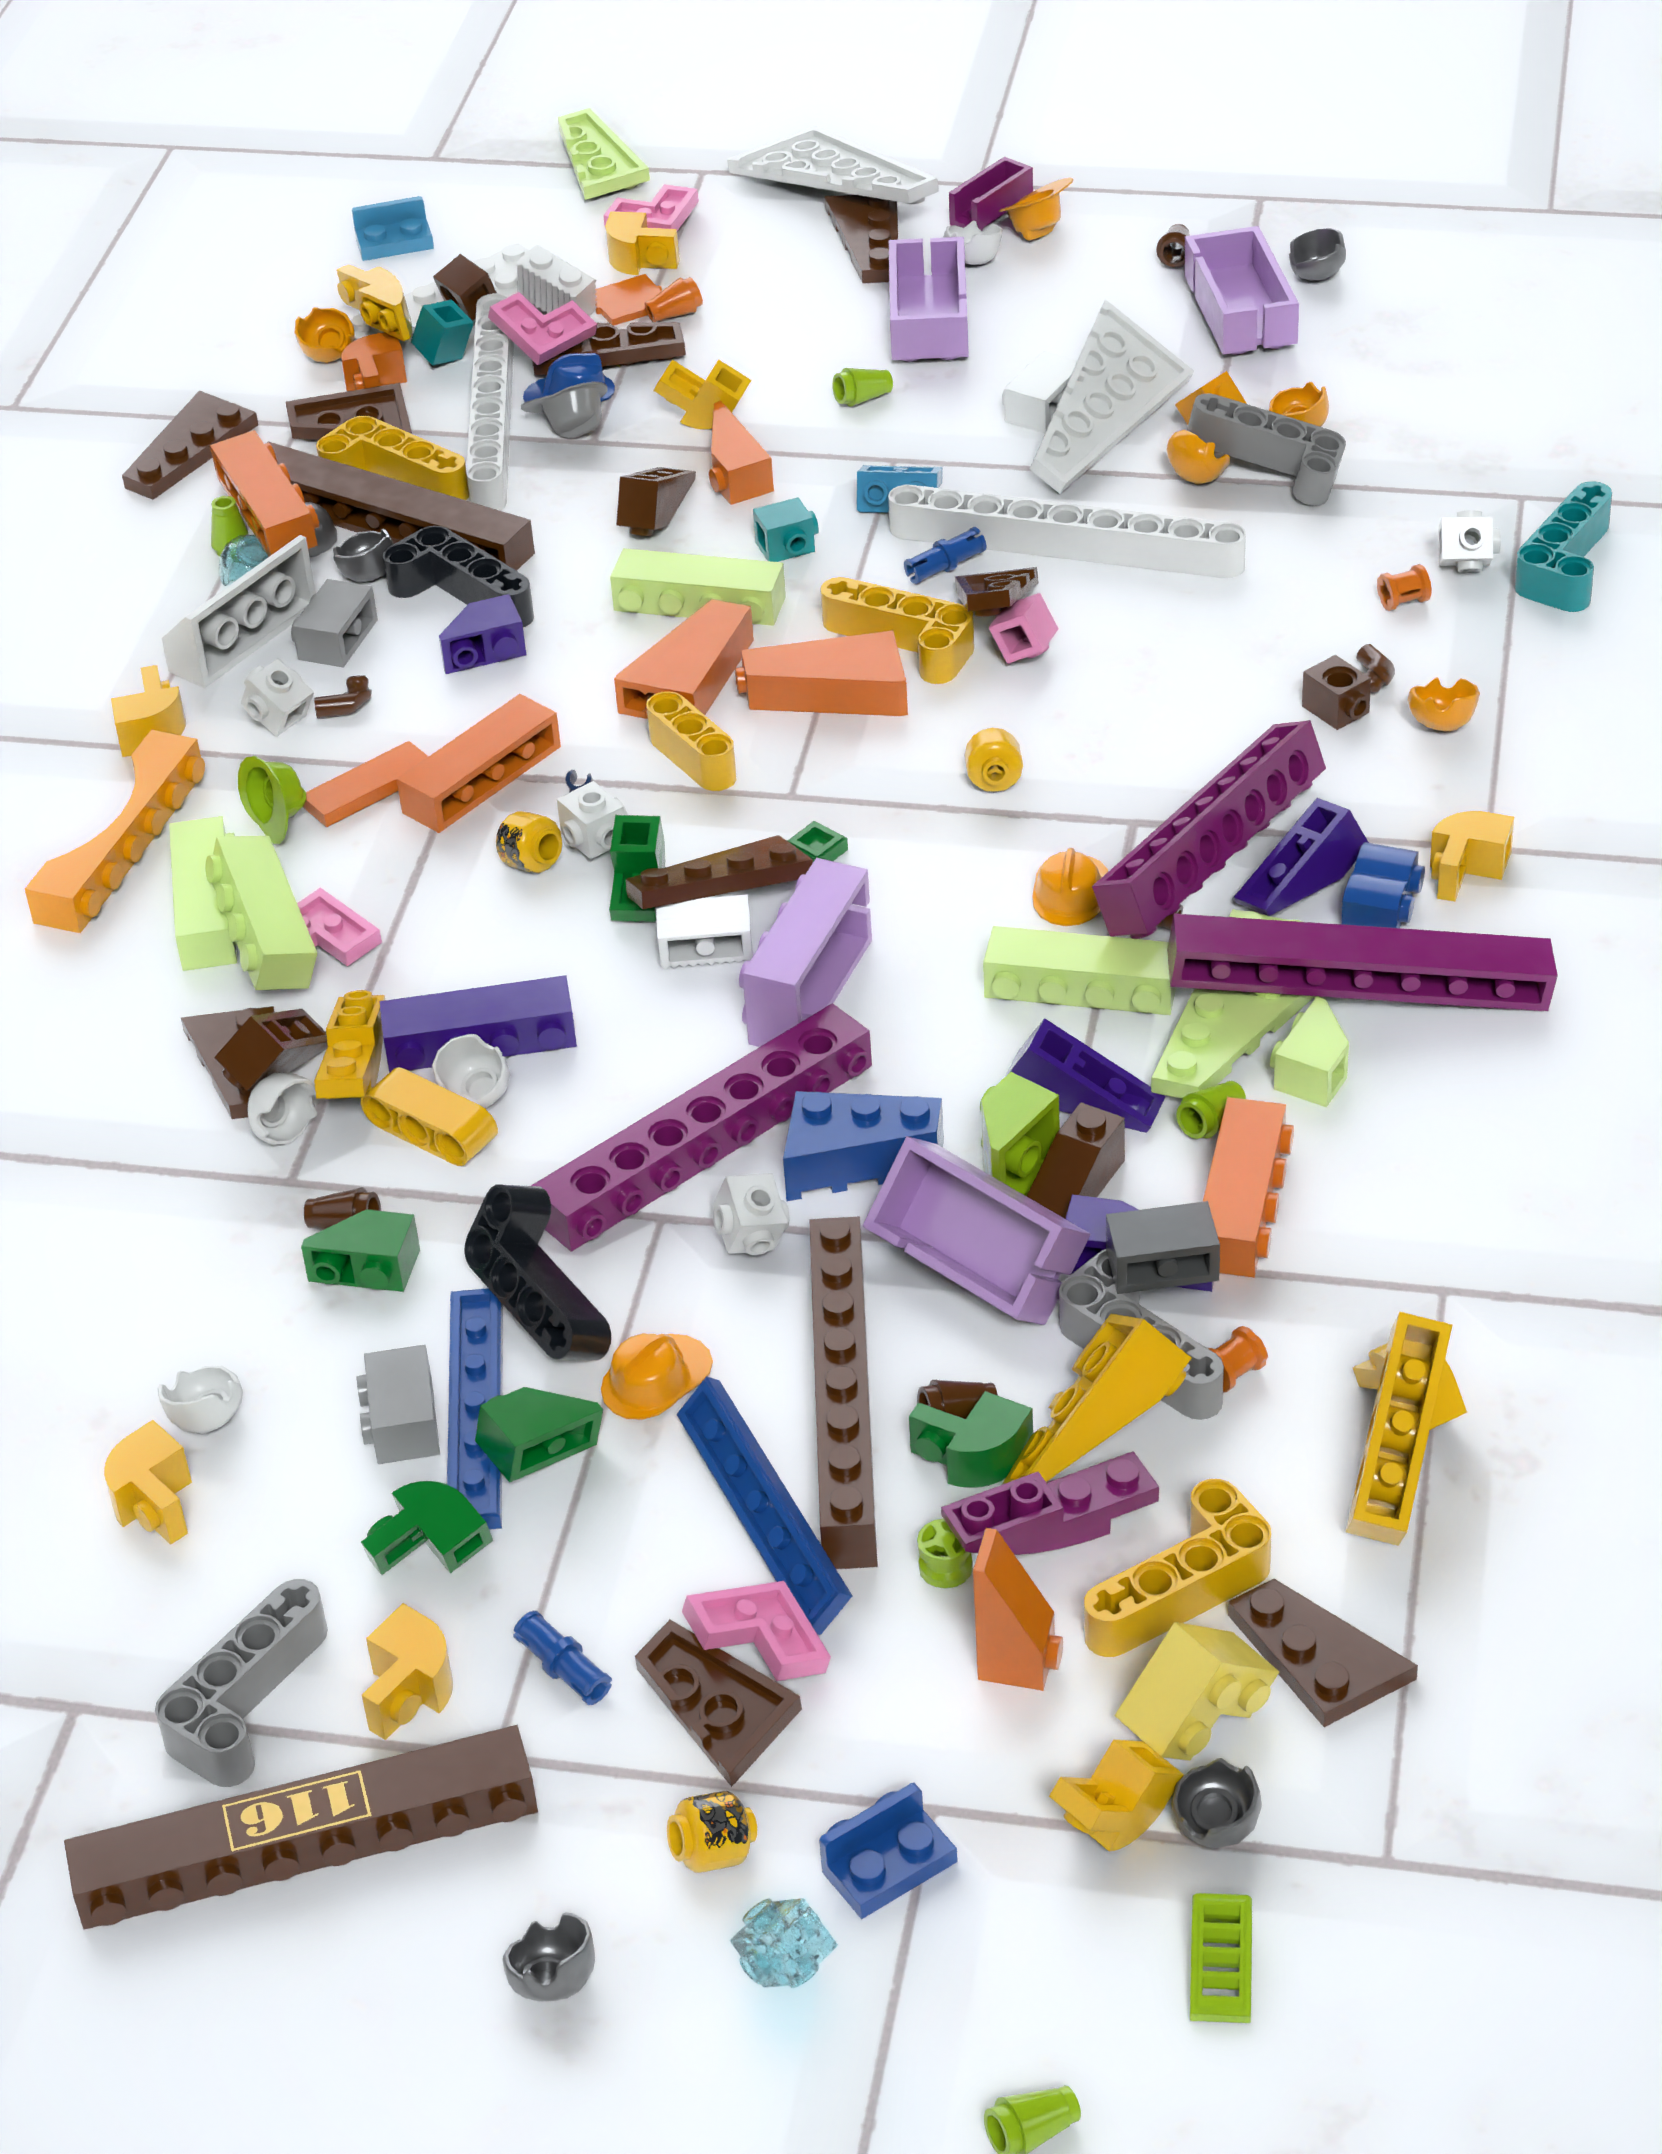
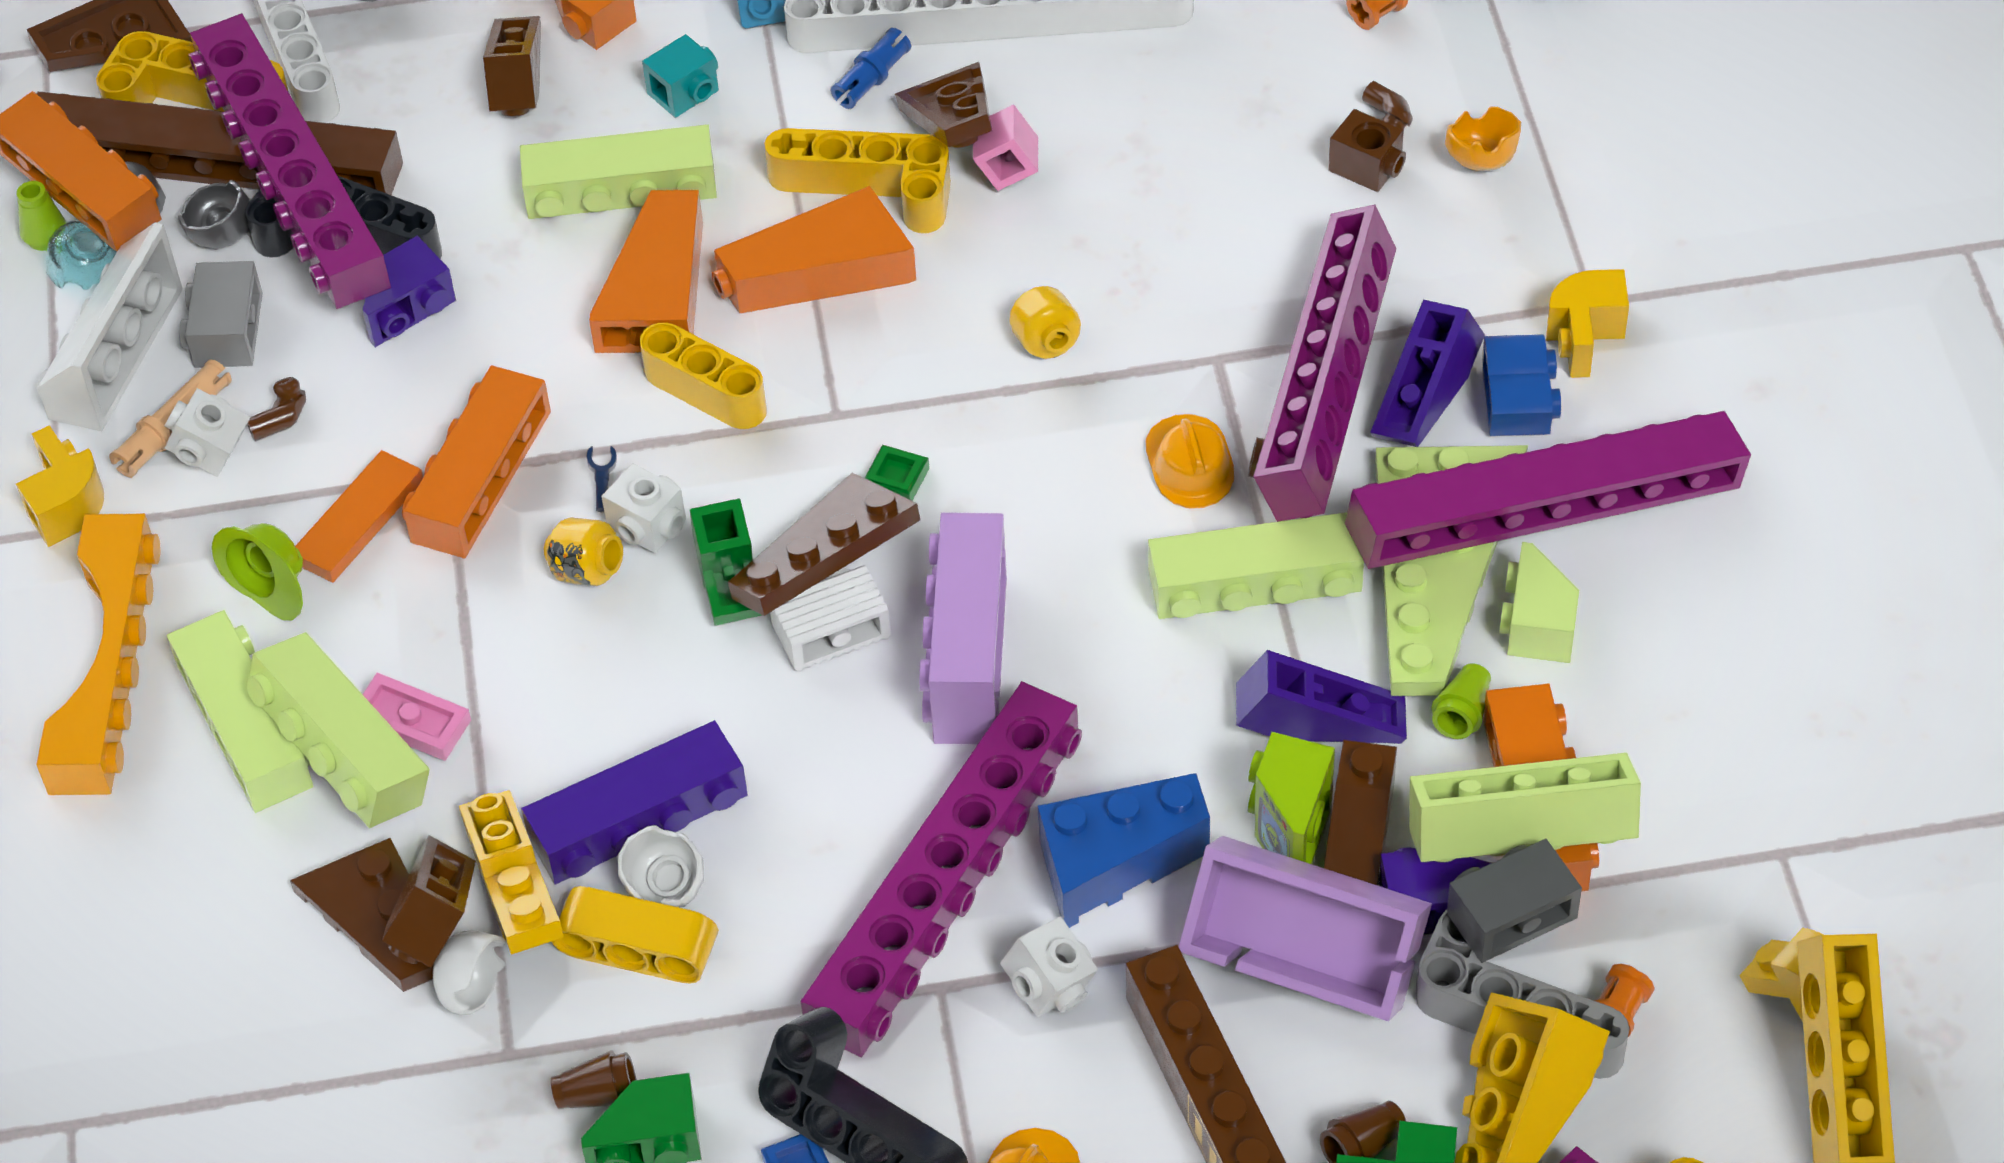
camera: 20 degrees left, 10 degrees up
(230, 696) = (151, 430): none -> light nougat pin
(428, 521) = (288, 162): none -> magenta brick
(1234, 1178) = (1522, 804): none -> yellowish green brick

